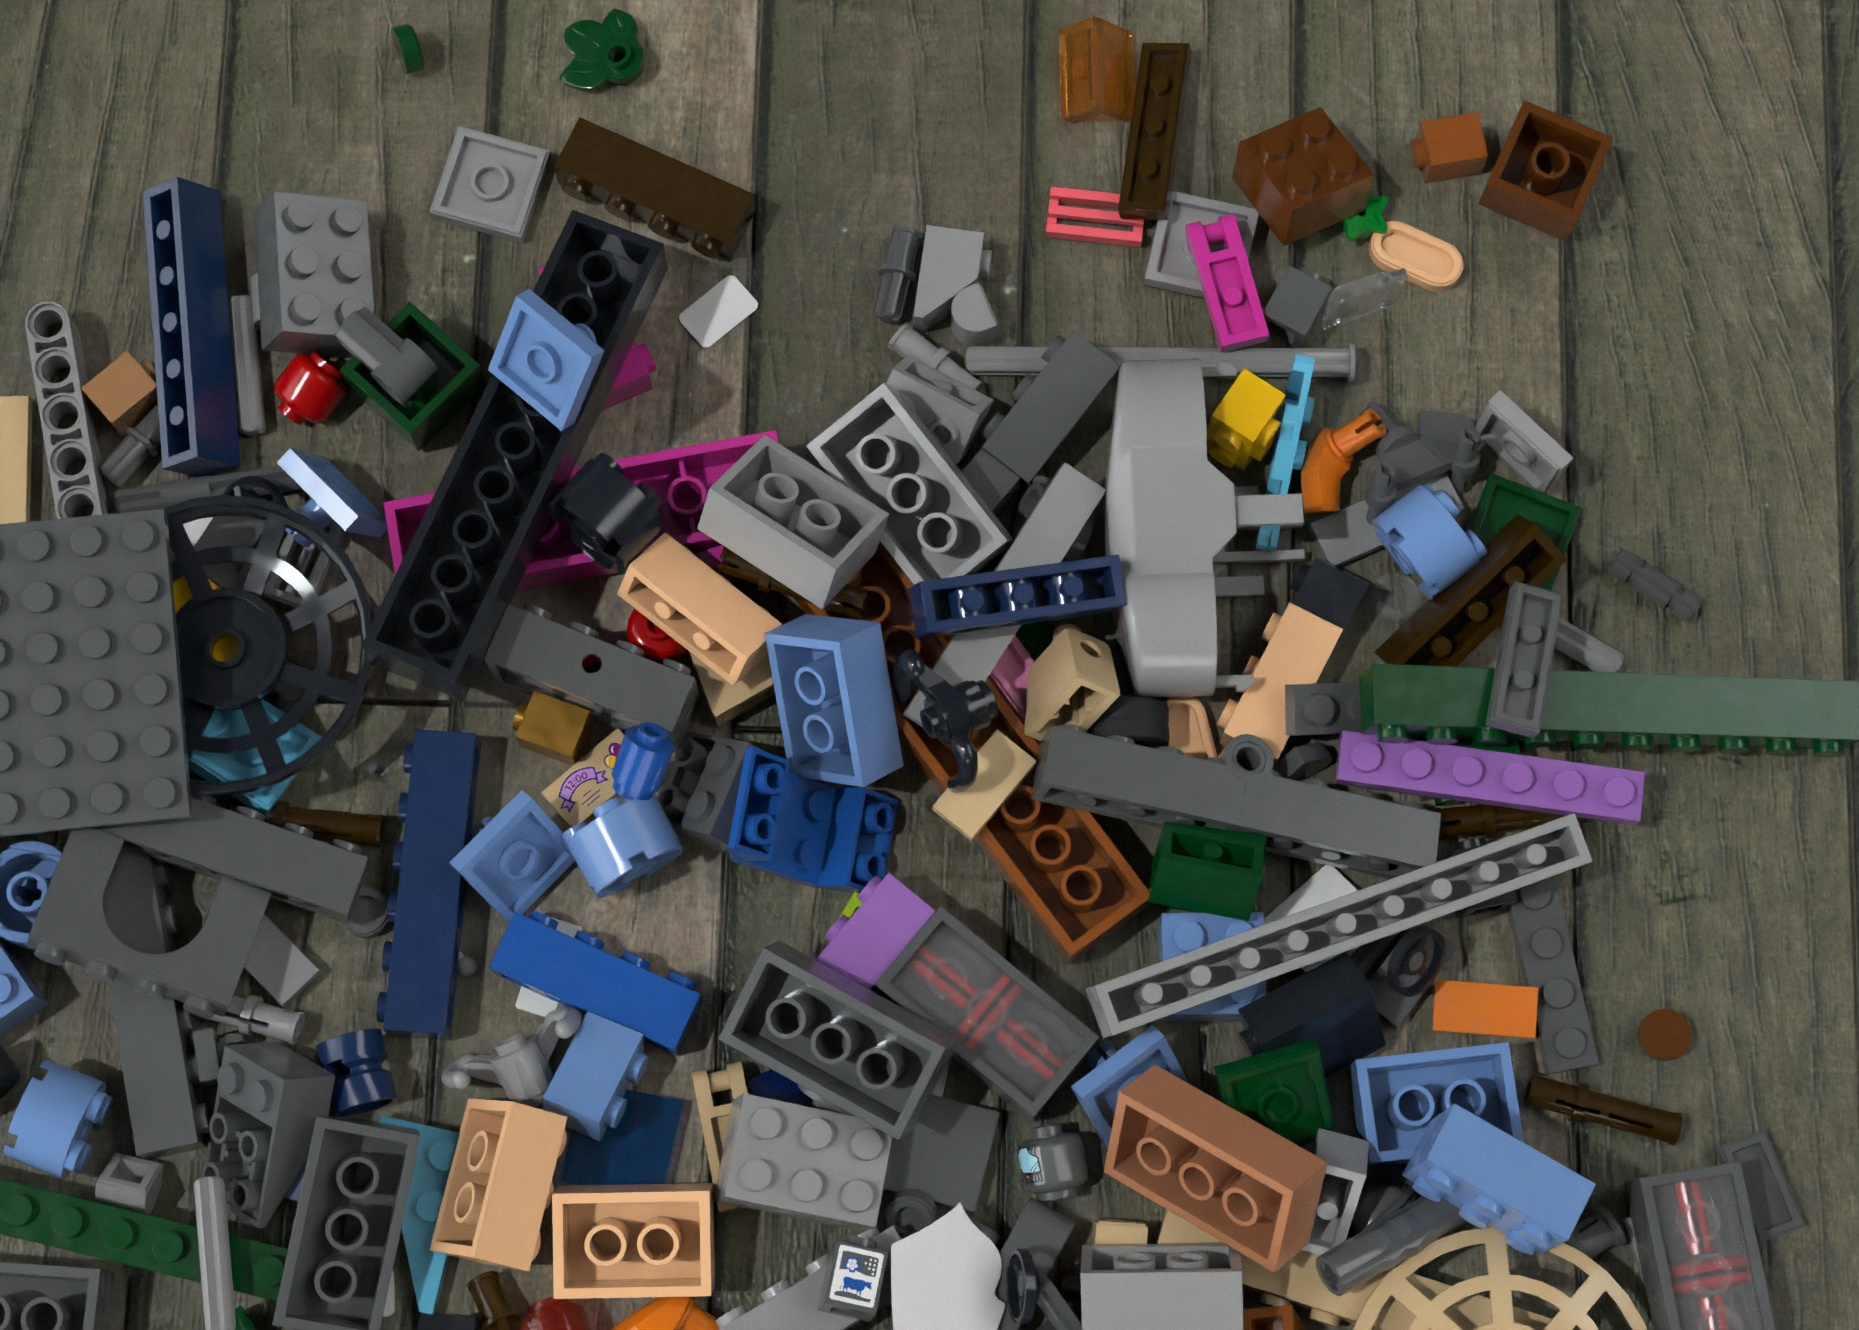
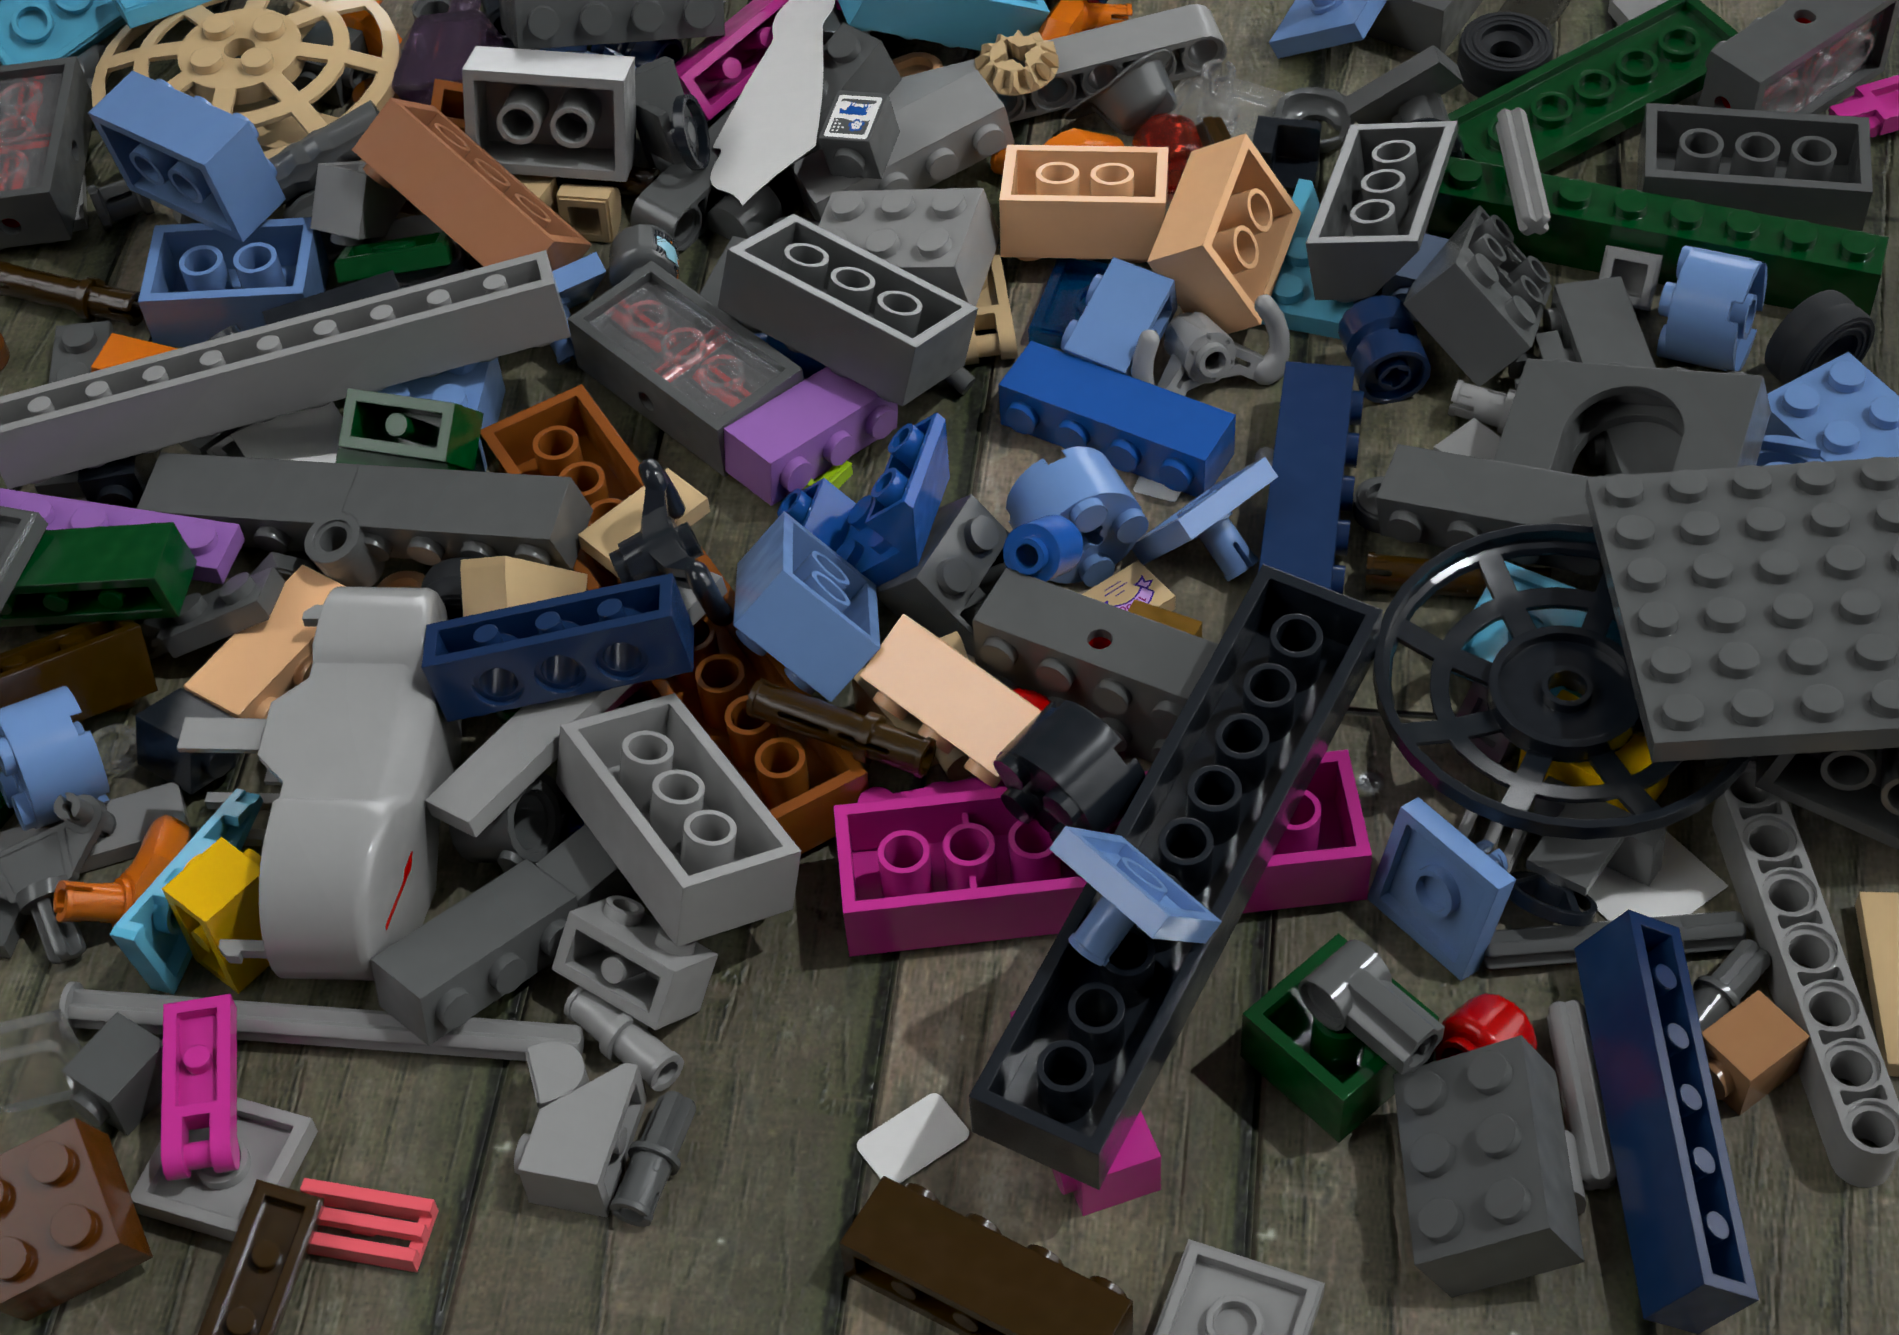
camera: 170 degrees left, 25 degrees down
(792, 521) = (827, 747): light grey brick -> none

